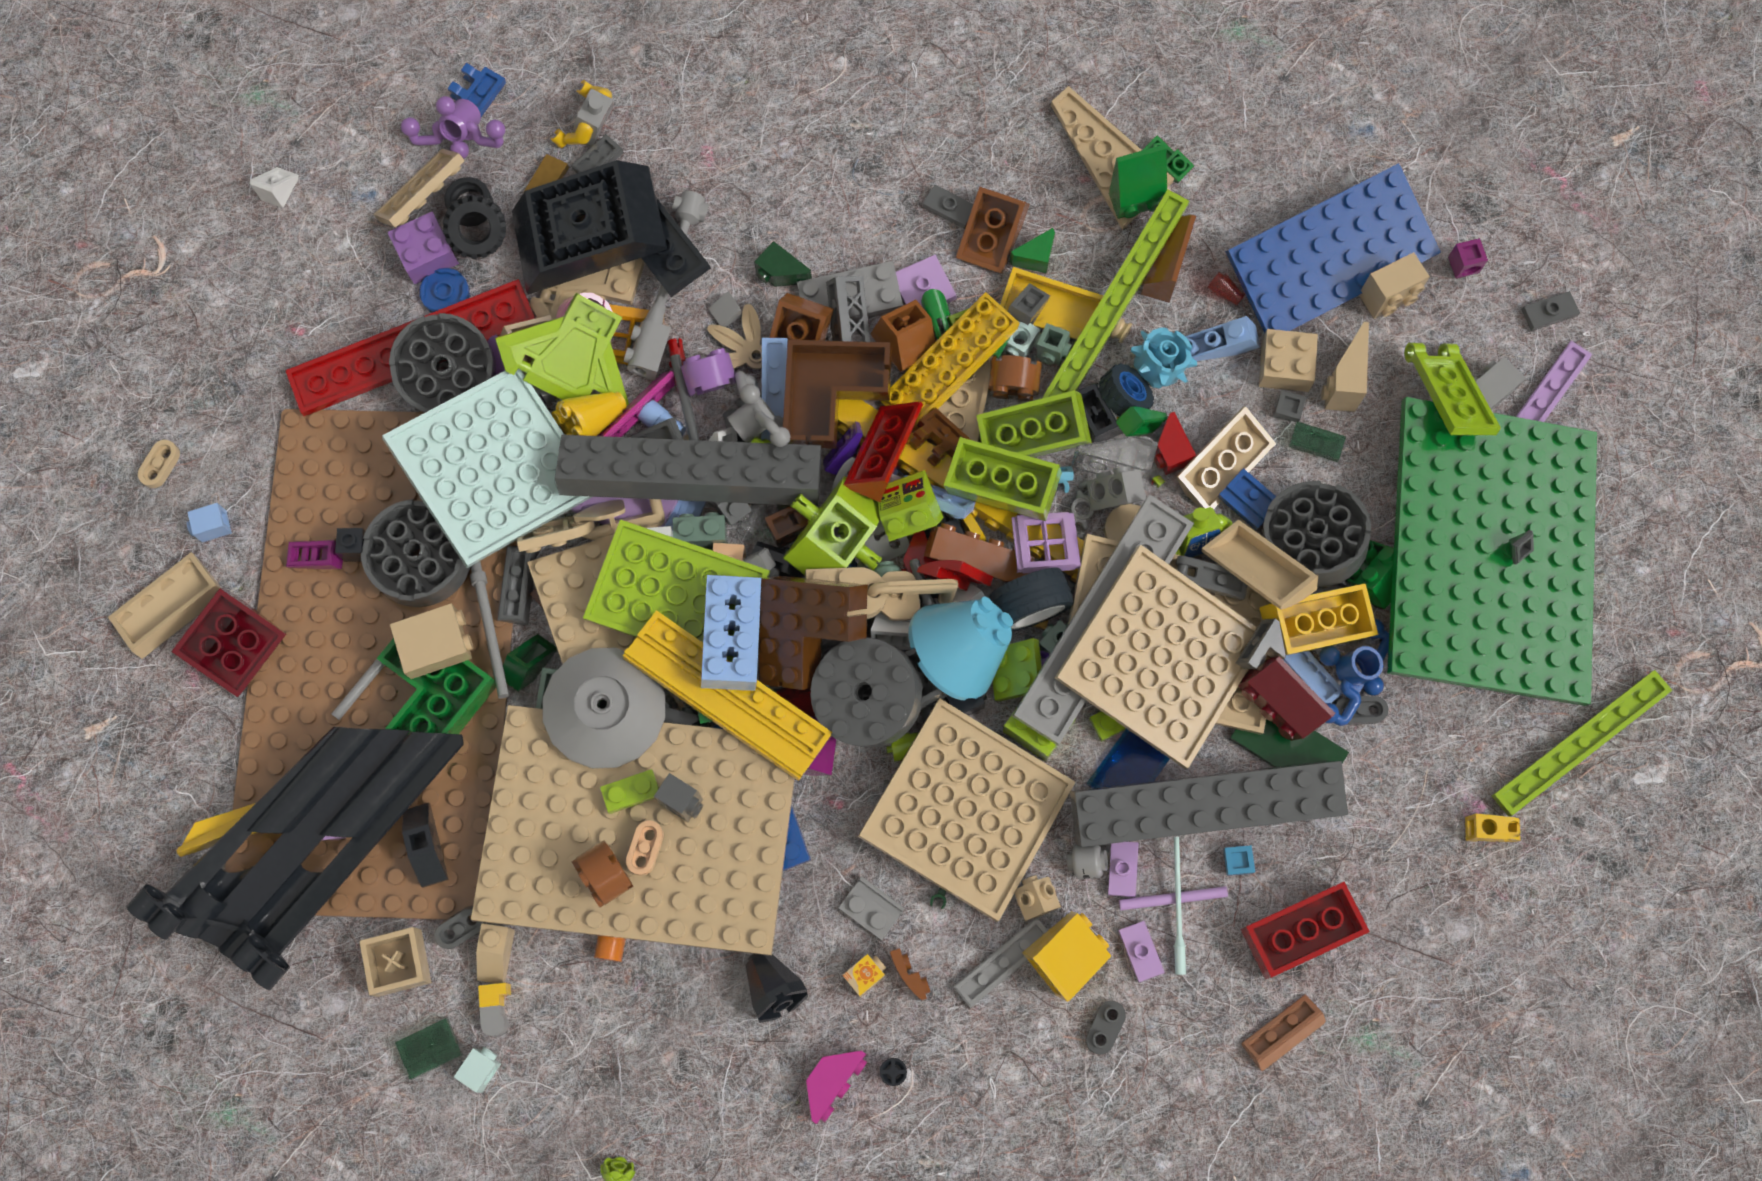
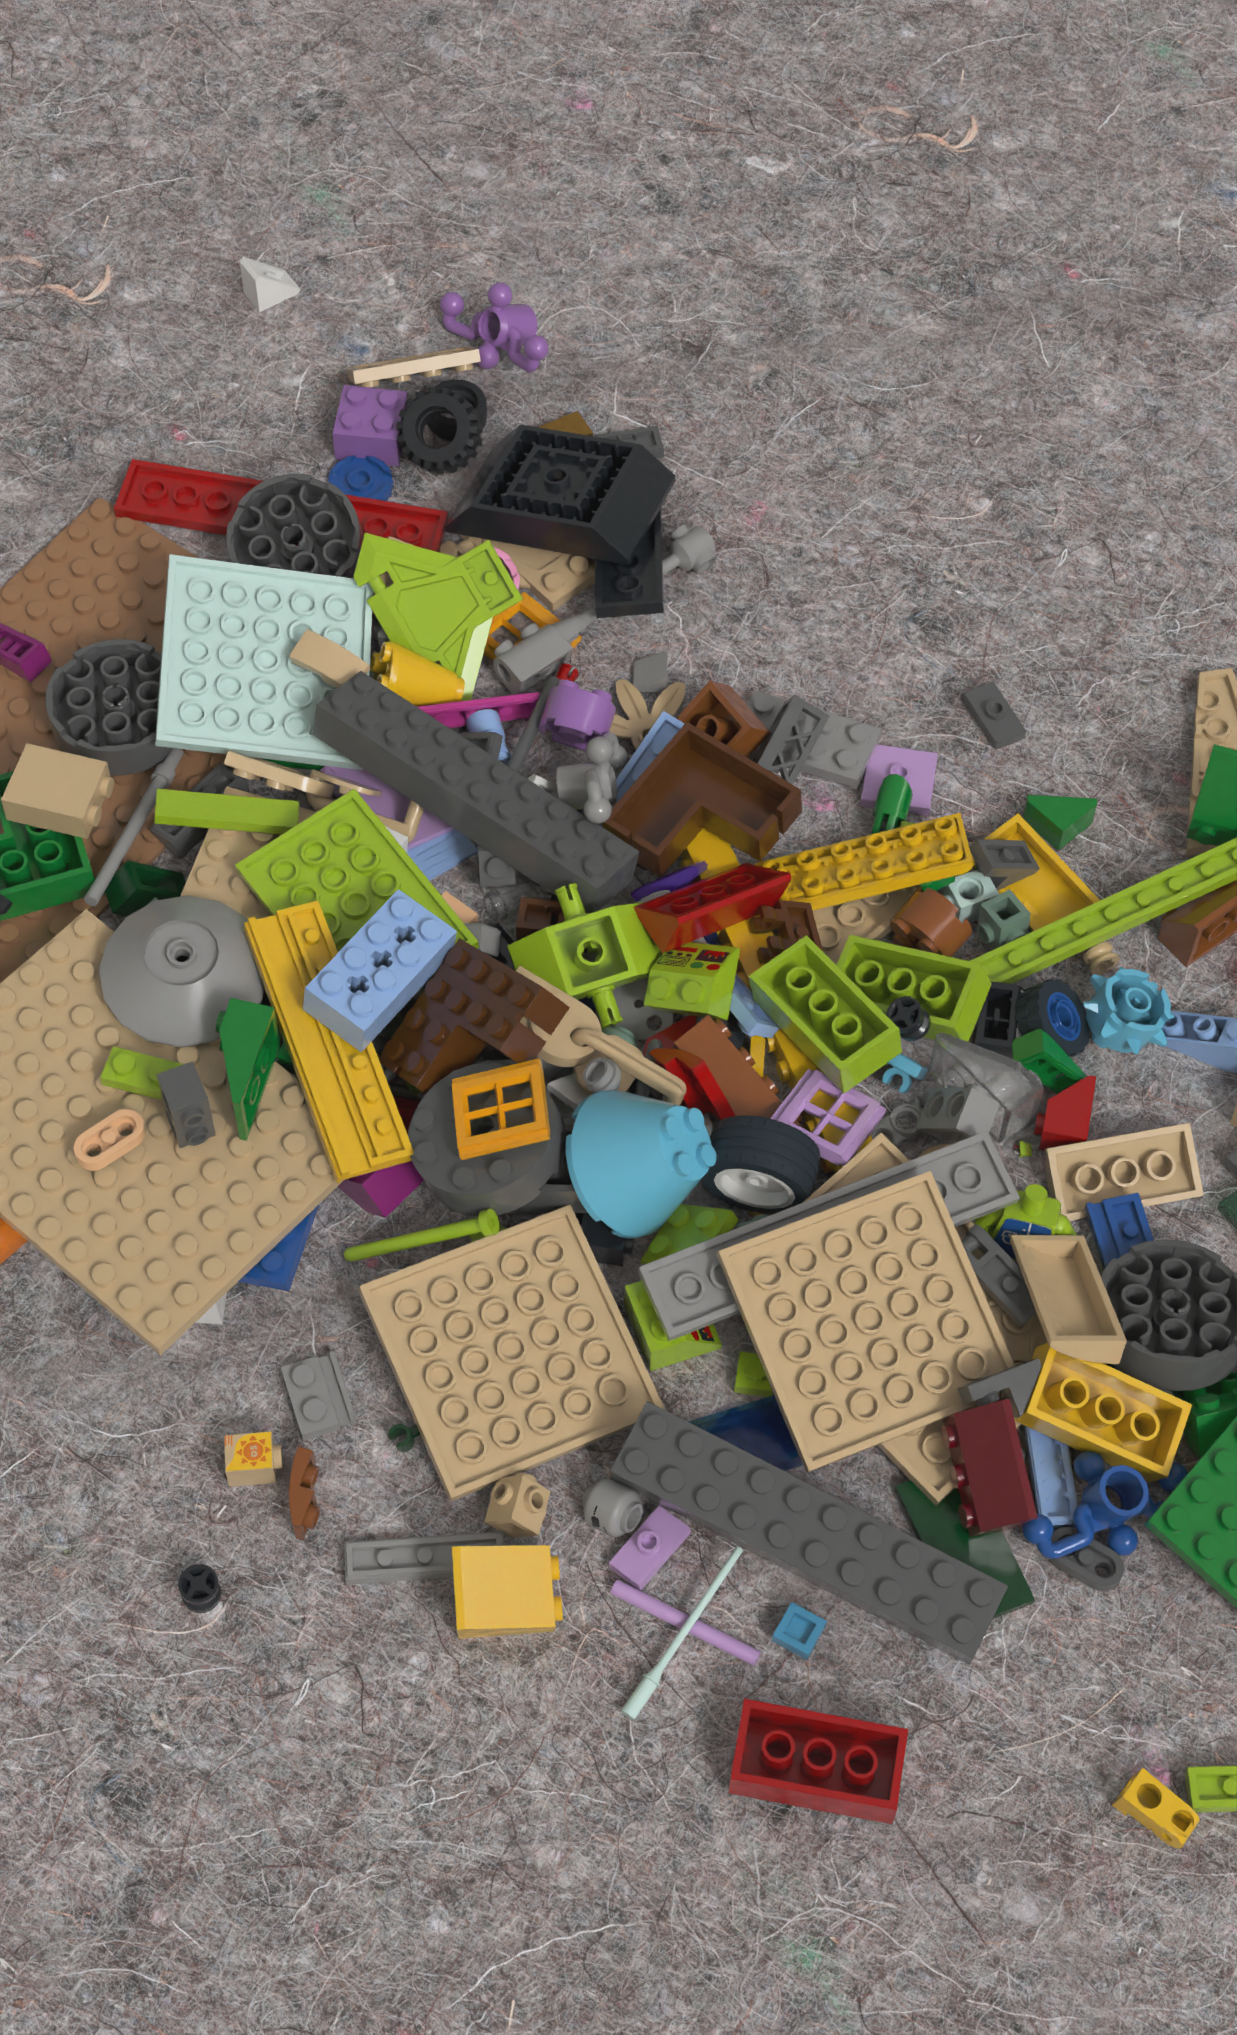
camera: 30 degrees right, 15 degrees down
(349, 544) = (54, 653): black brick -> none
(483, 89) = (559, 313): blue plate -> none
(533, 439) = (326, 659): none -> tan slope
(545, 582) = (225, 811): none -> lime tile
(590, 118) = (650, 399): torso -> none
(602, 873) = (41, 1129): dark orange brick -> none
(684, 732) = (249, 1051): none -> green slope
(701, 529) = (446, 870): sand green brick -> none
(773, 987) = (135, 1401): black cone -> none
(780, 267) = (746, 663): dark green slope -> none
(830, 1081) = (119, 1548): dark pink slope -> none
(887, 691) = (504, 1138): none -> light orange piece
(903, 745) = (486, 1222): none -> lime bar
(906, 608) = (602, 1075): none -> light grey plate
(908, 331) = (835, 806): dark orange slope -> none
(992, 229) = (1024, 761): dark orange slope -> none
(1050, 450) = (902, 1011): none -> black wheel
(1104, 1026) = (491, 1715): dark grey plate -> none
(1141, 951) = (599, 1656): lavender plate -> none
(1284, 1032) = (705, 1873): nougat slope -> none

